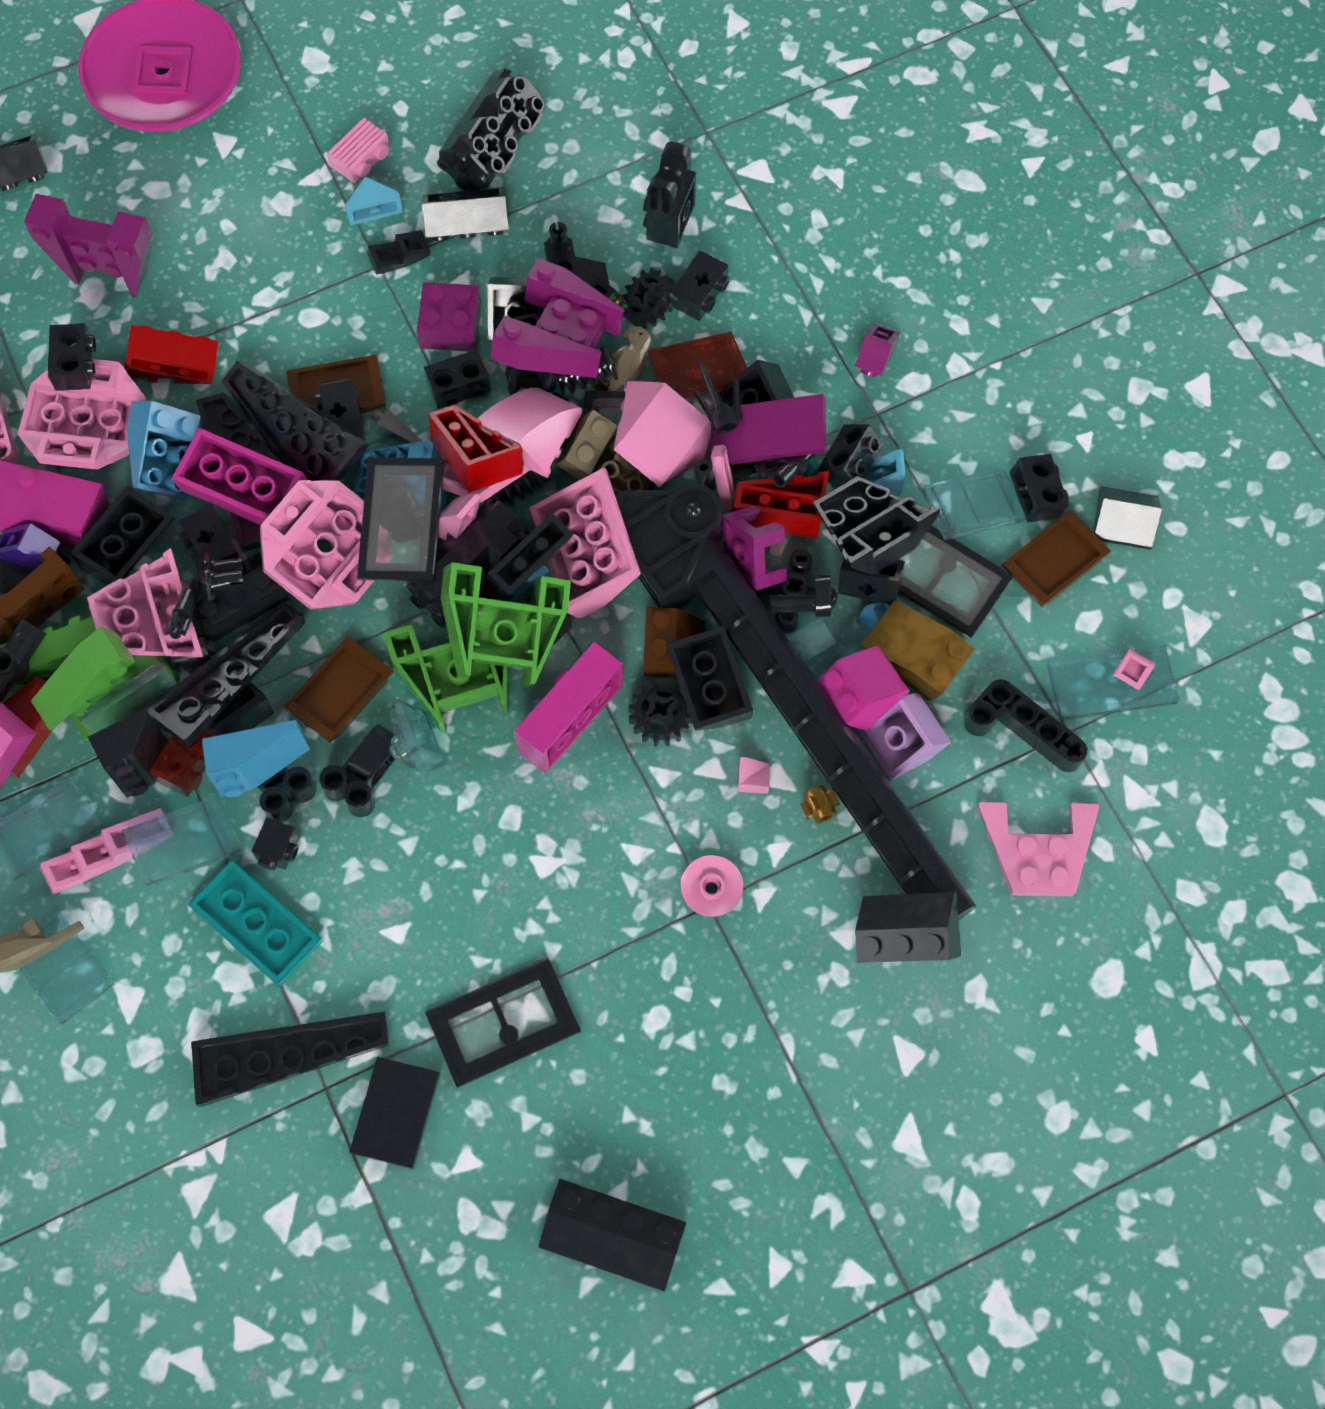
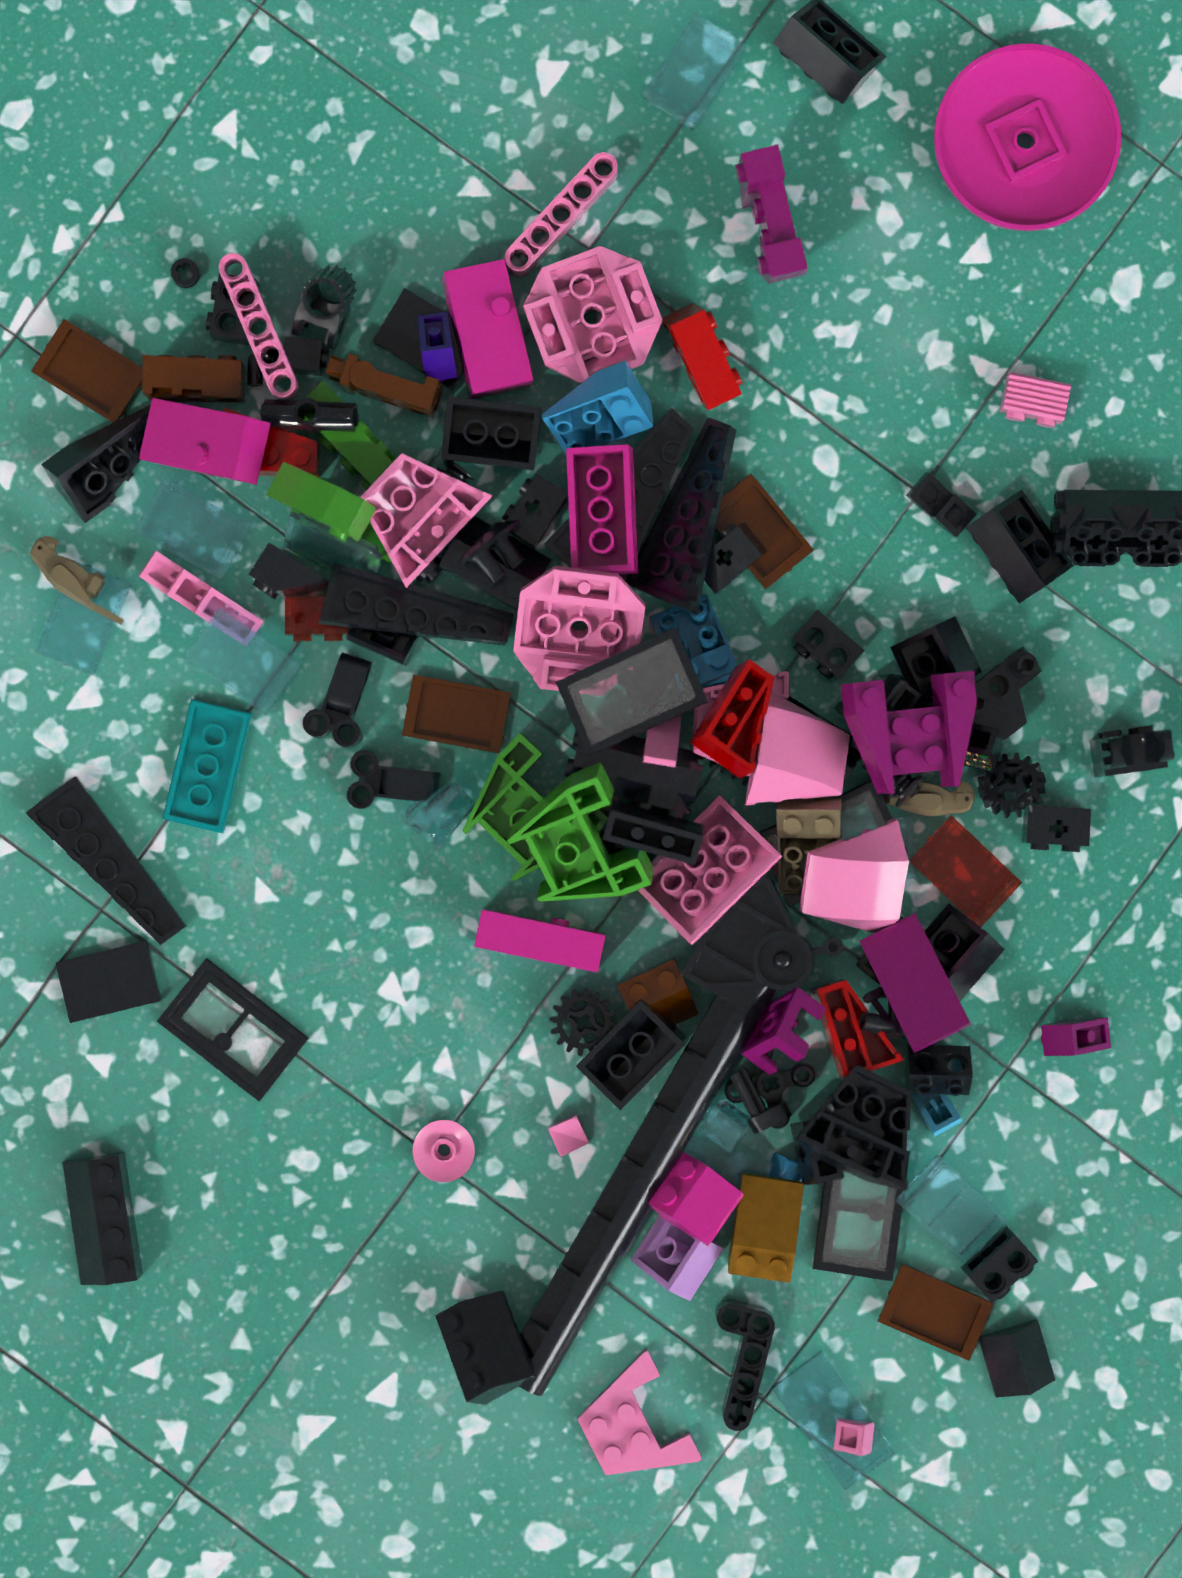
camera: 65 degrees right, 20 degrees up
(64, 357) = (632, 269): black brick -> none
(183, 611) = (438, 546): black piece -> none
(250, 757) = (328, 683): dark azure slope -> none
(276, 845) = (281, 746): black brick -> none
(372, 202) = (982, 446): medium azure slope -> none
(393, 427) = (745, 612): flat silver piece -> none
(449, 316) = (890, 599): magenta brick -> none
(723, 418) = (905, 931): black plant -> none
(723, 477) = (847, 961): bright pink tile -> none
(820, 804) = (569, 1210): pearl gold gear -> none

